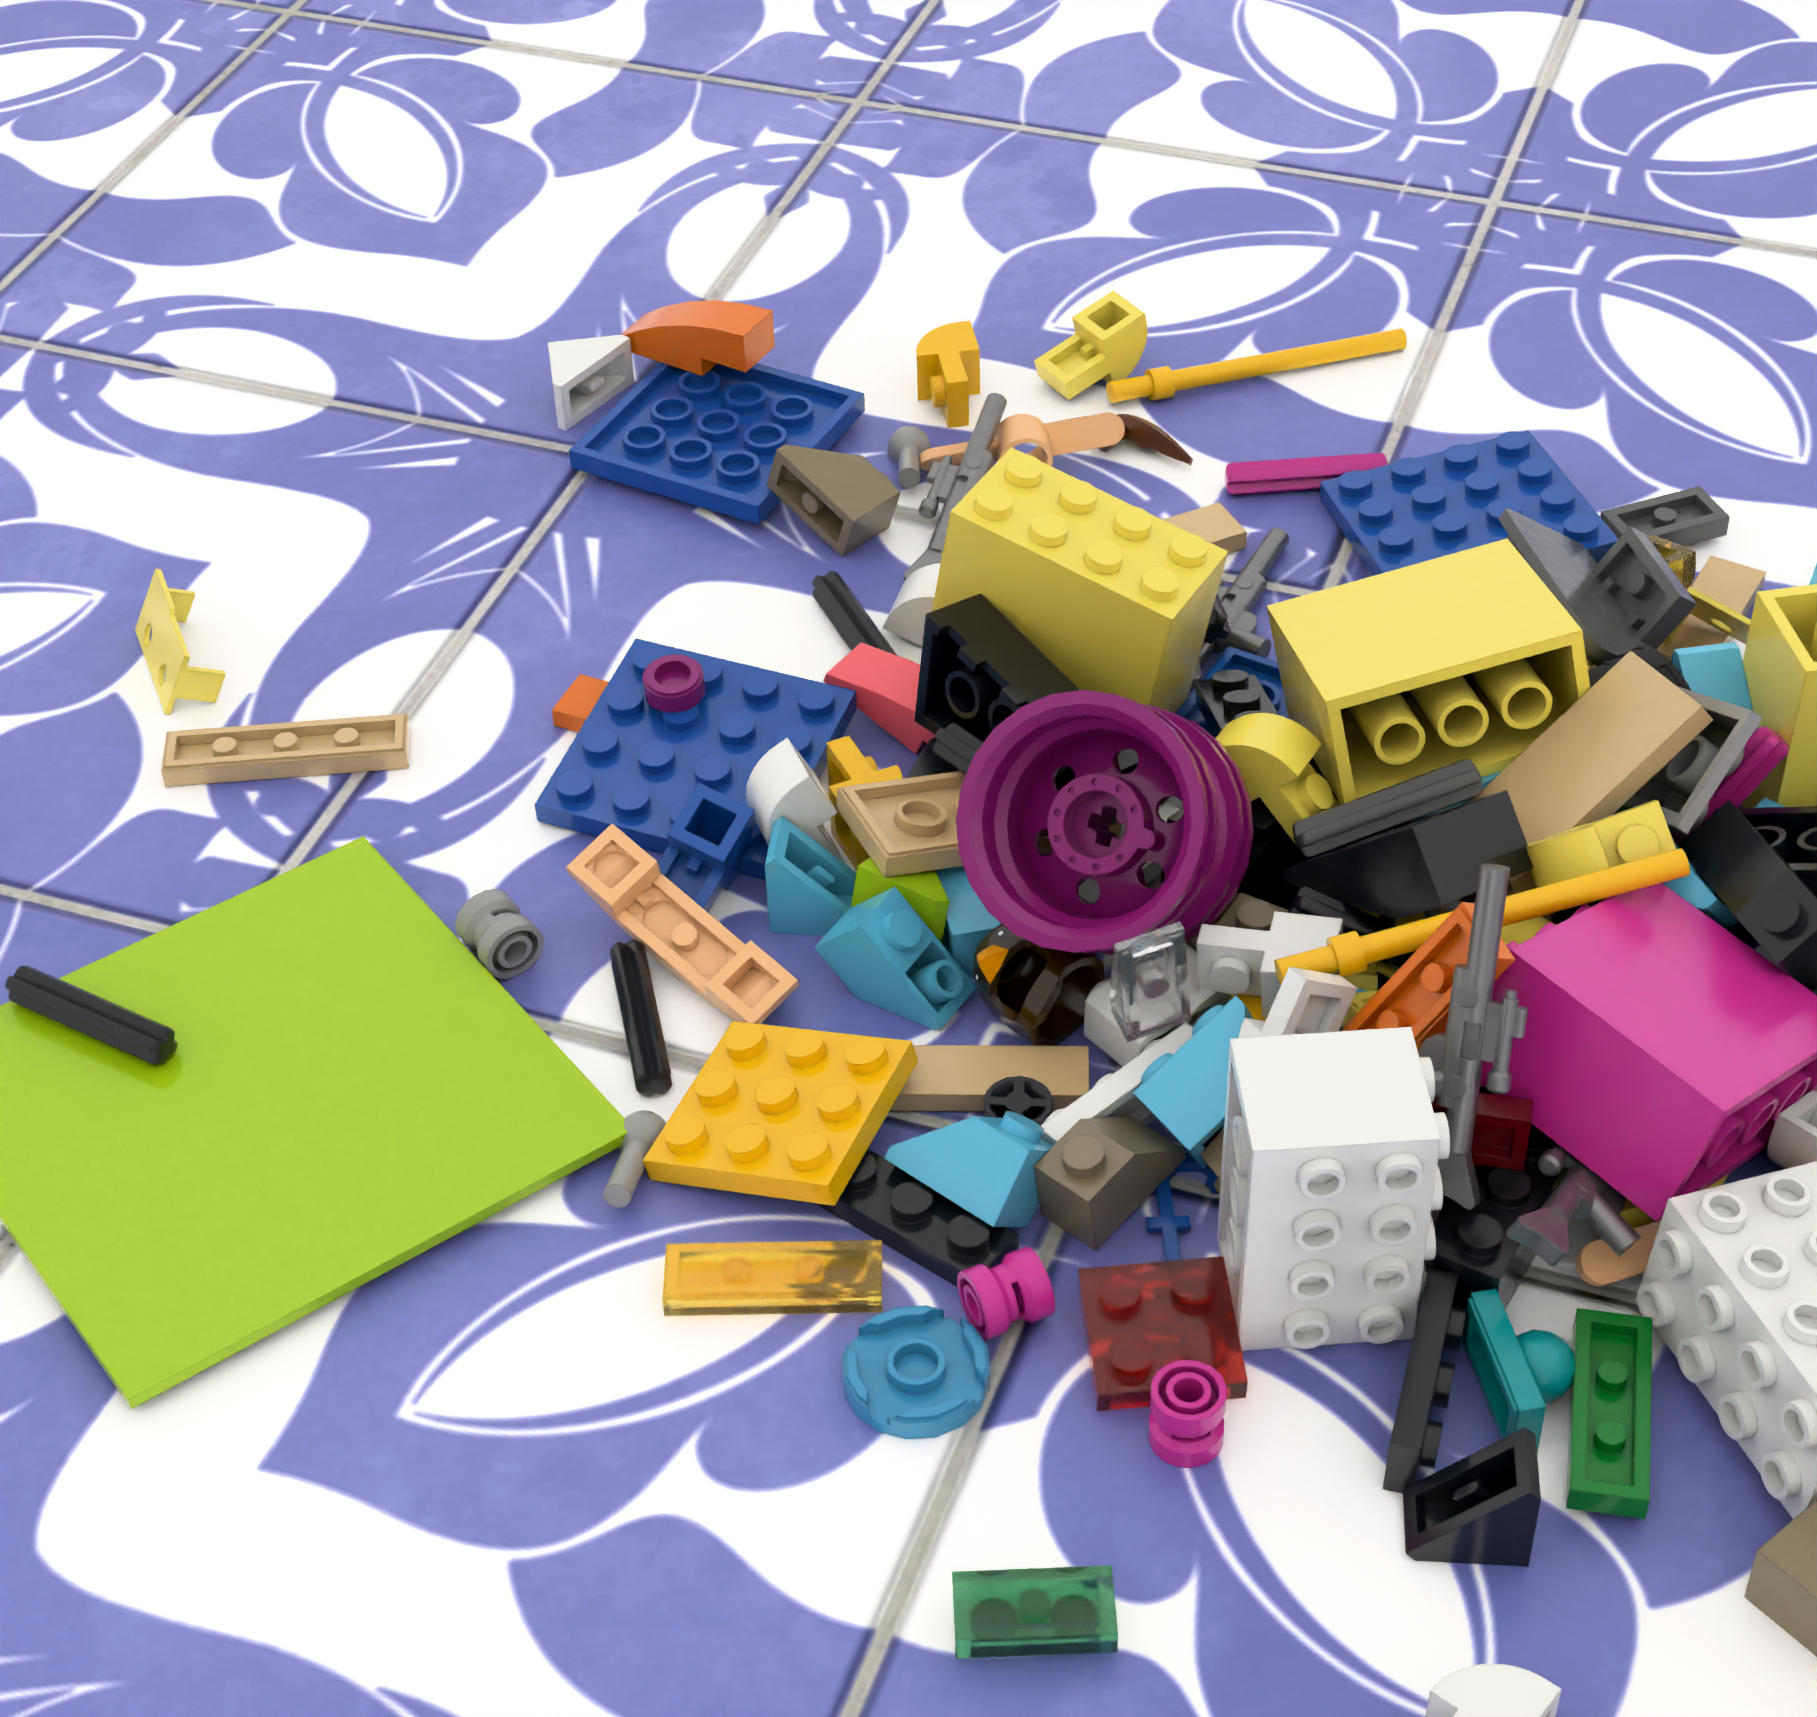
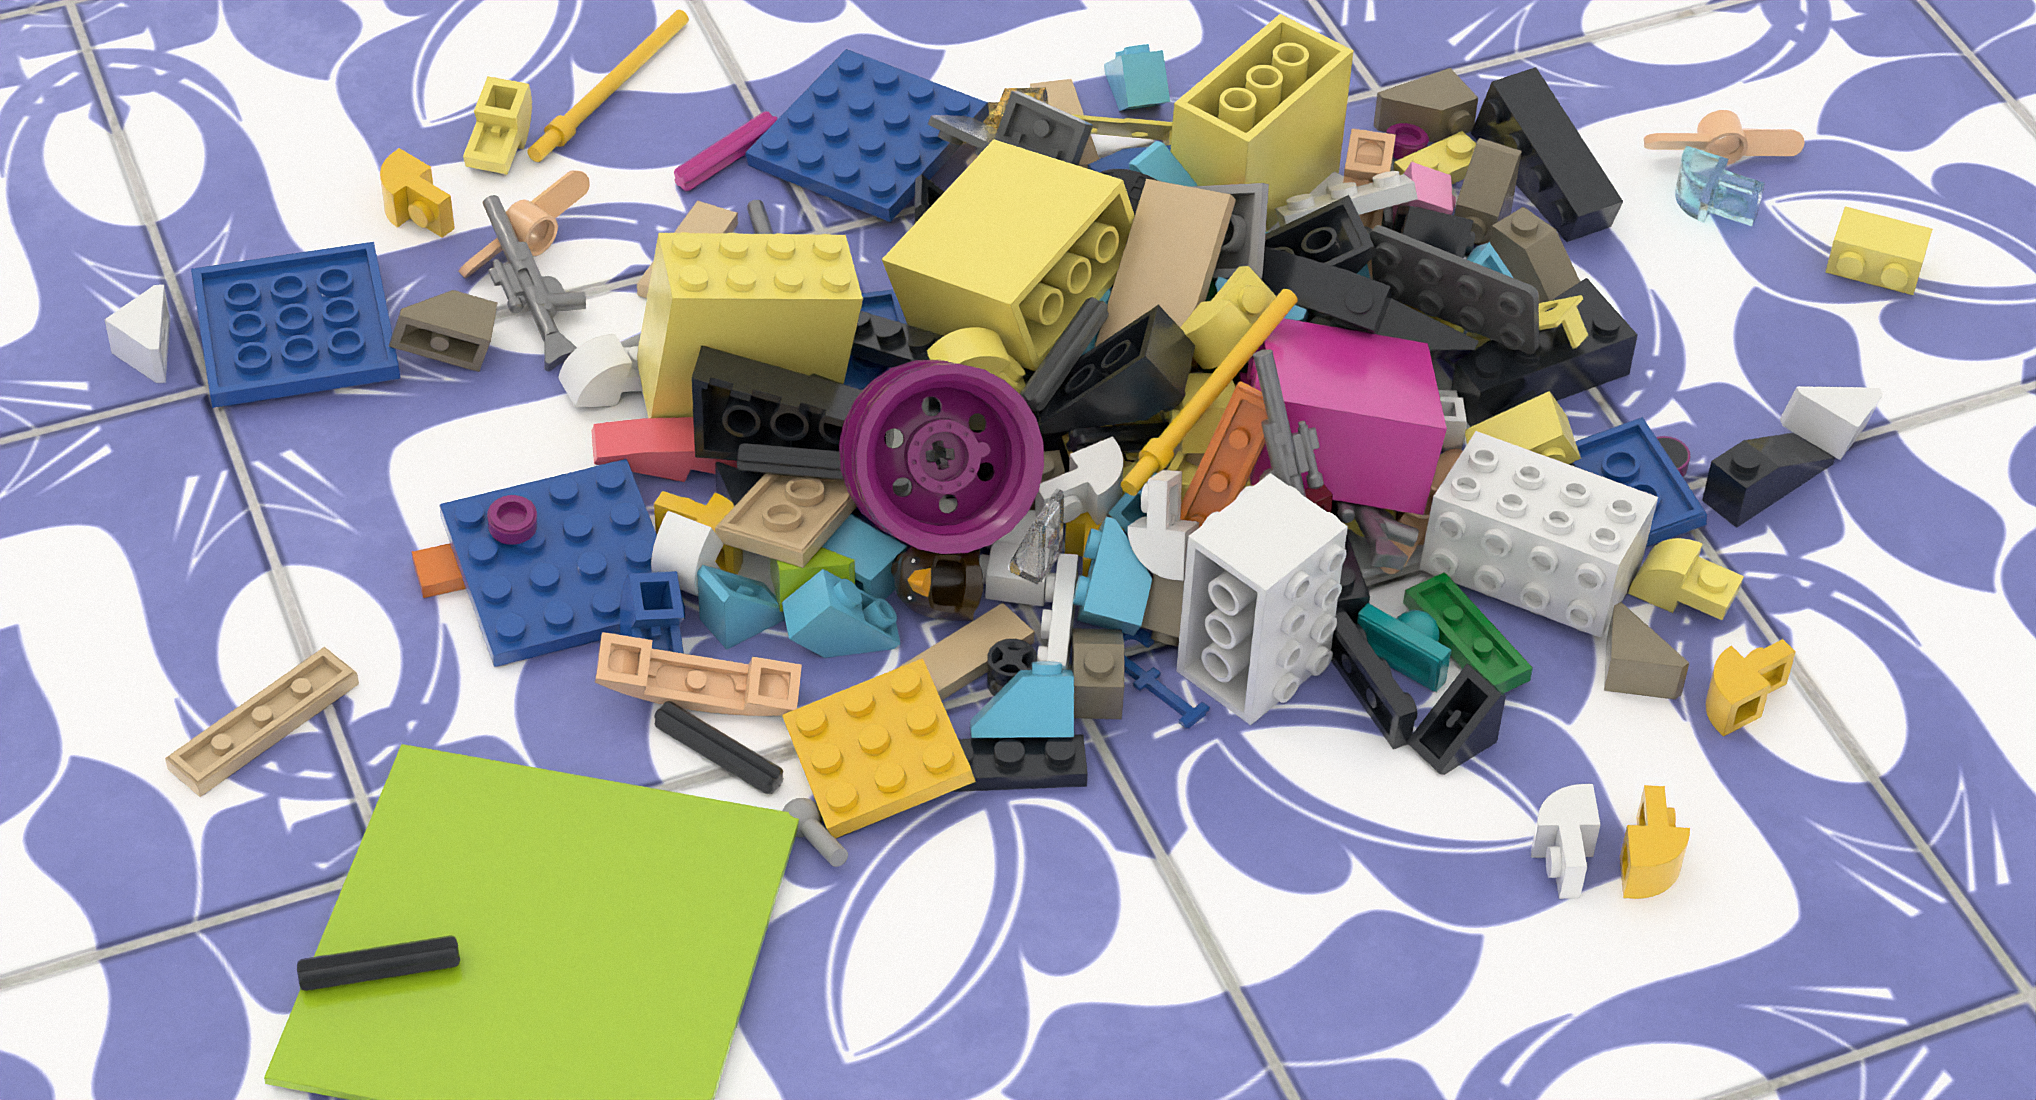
camera: 45 degrees left, 5 degrees up
(167, 648) = (89, 696): light yellow piece -> none
(499, 933) = (575, 749): light grey wheel -> none
(703, 334) = (217, 255): orange slope -> none
(773, 1278) = (971, 847): clear yellow tile -> none
(847, 613) = (546, 412): black axle -> none
(905, 447) = (438, 266): light grey bar -> none
(916, 1372) = (1105, 846): dark azure tile -> none
(1006, 1293) = (1110, 776): dark pink wheel -> none
(1034, 1612) = (1305, 923): clear green plate -> none
(1152, 437) = (601, 174): reddish brown bar -> none
(1155, 1316) = (1211, 739): clear red plate -> none
(1187, 1413) = (1274, 771): dark pink wheel -> none
(1678, 517) = (984, 70): dark grey plate -> none

